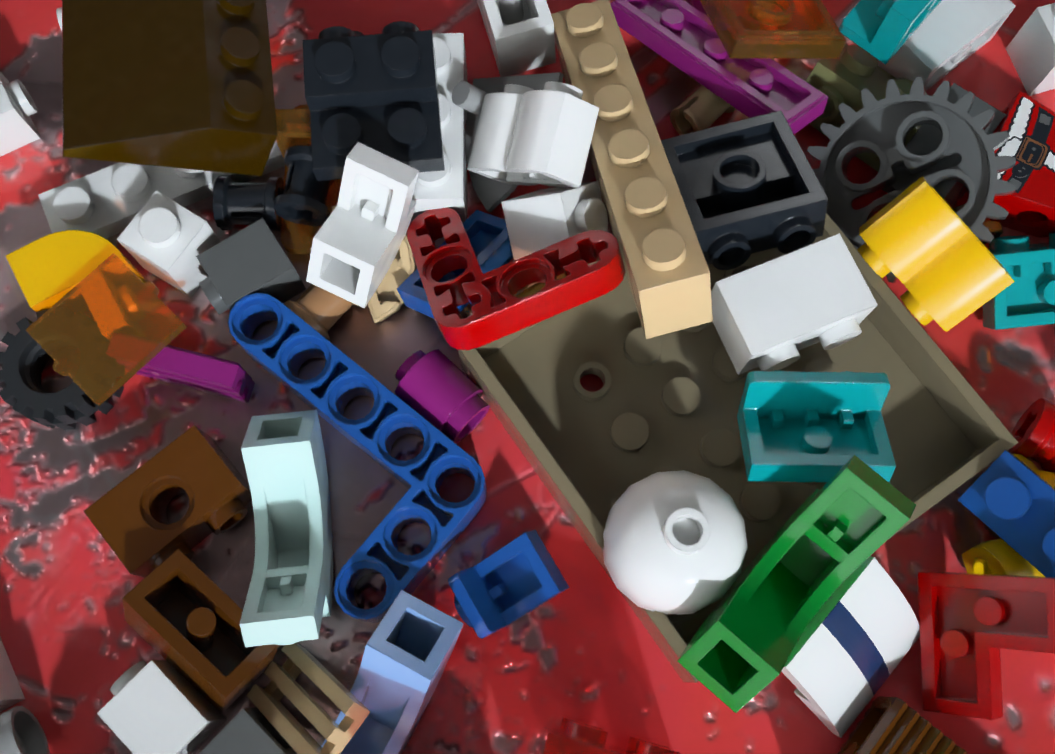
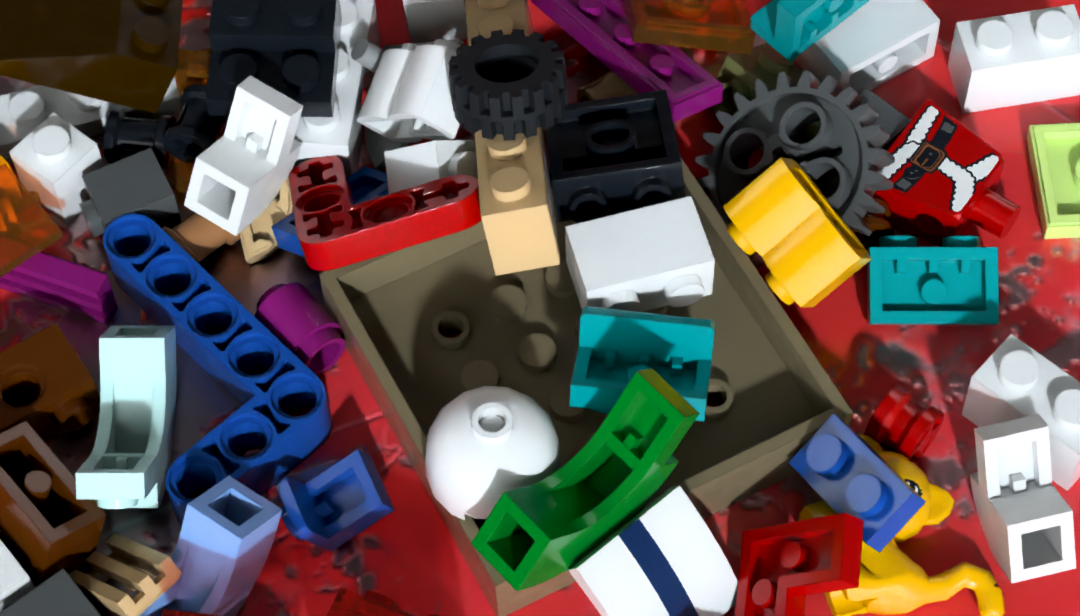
camera: 10 degrees right, 15 degrees down
(640, 102) = (508, 84): none -> black tyre

